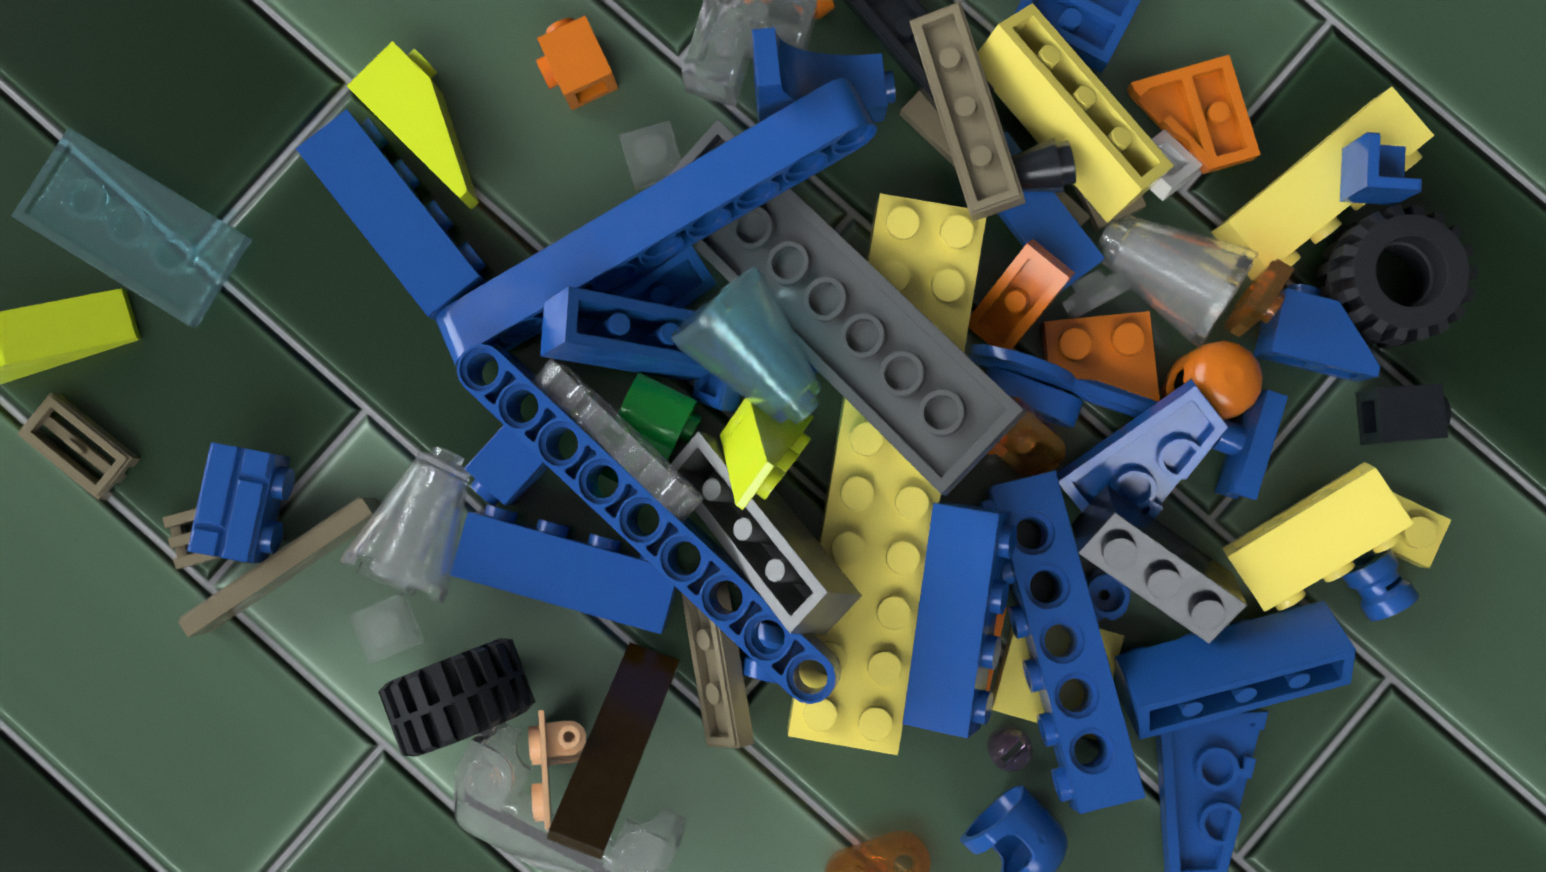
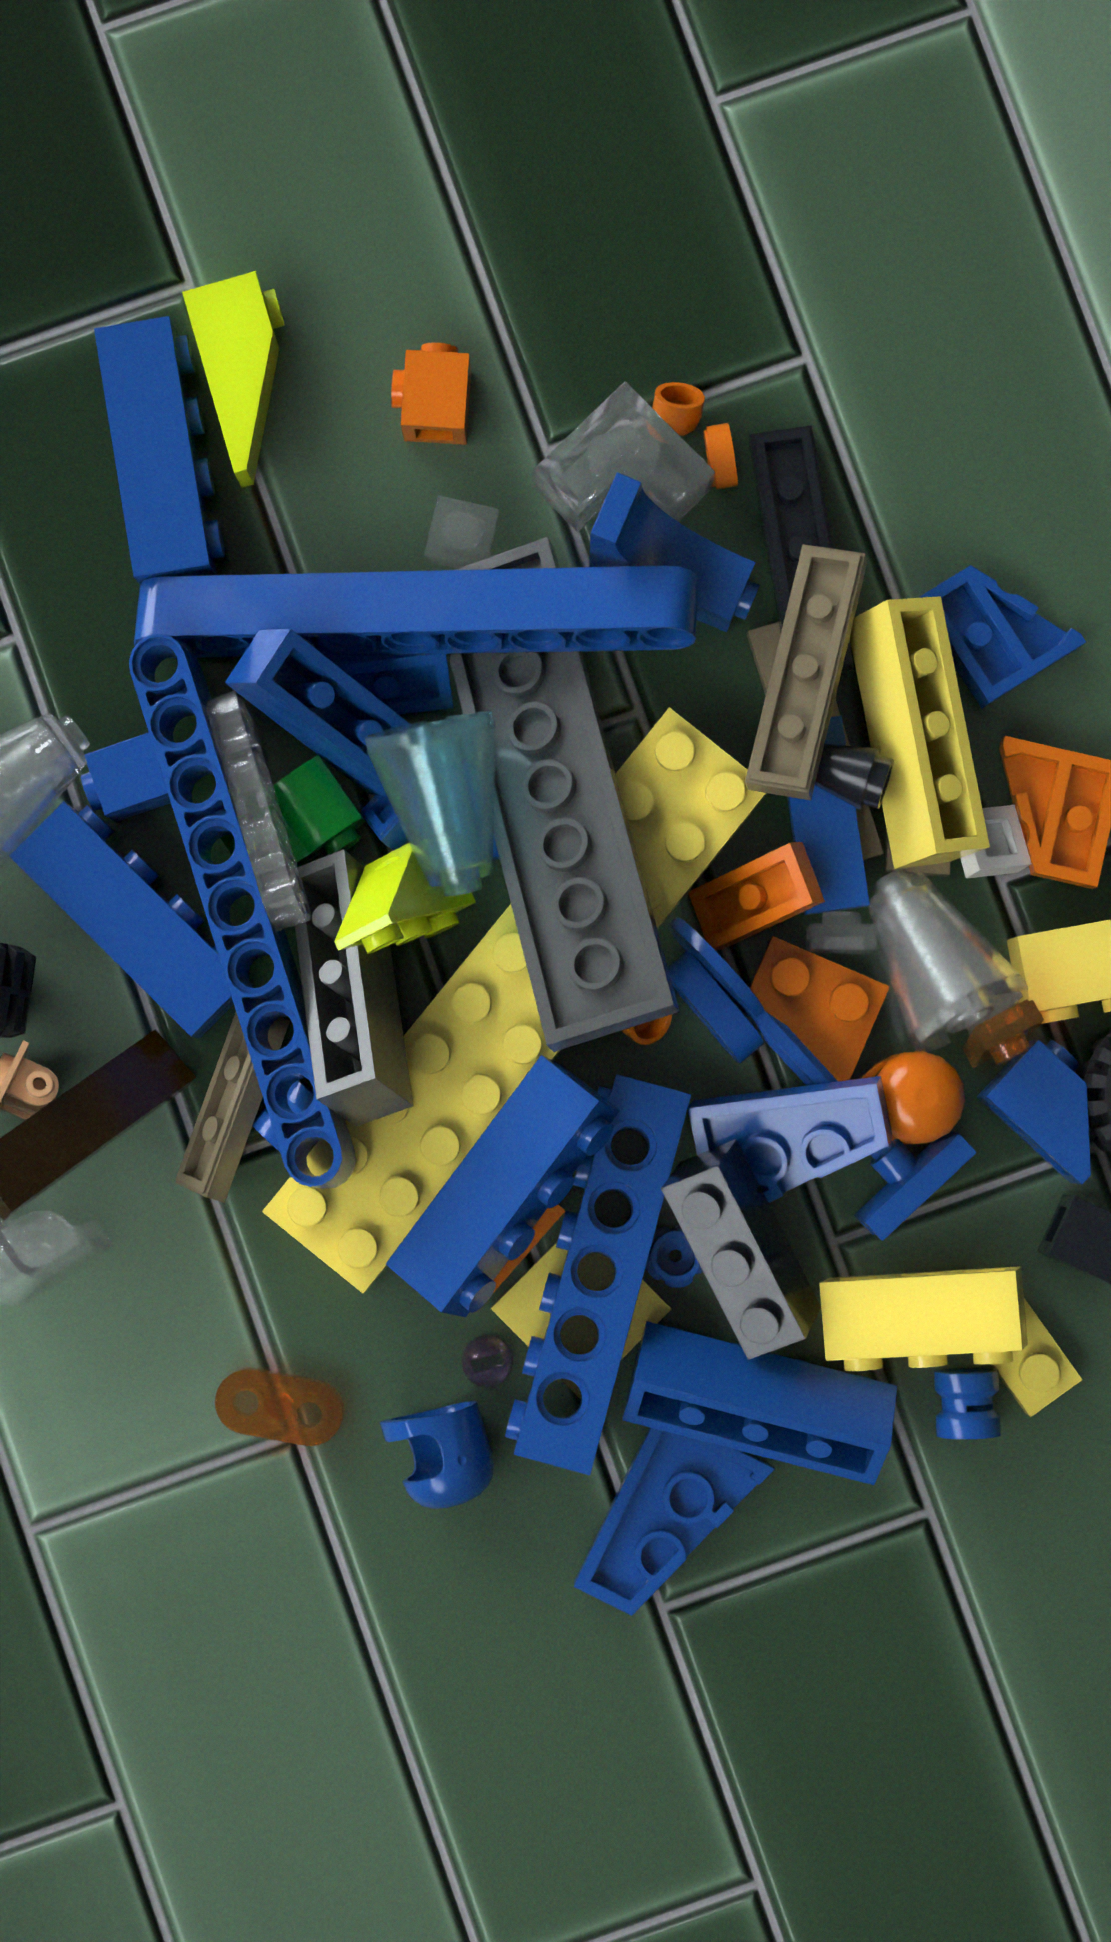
camera: 30 degrees right, 0 degrees up
(1031, 444) = (674, 1038): clear orange plate -> none

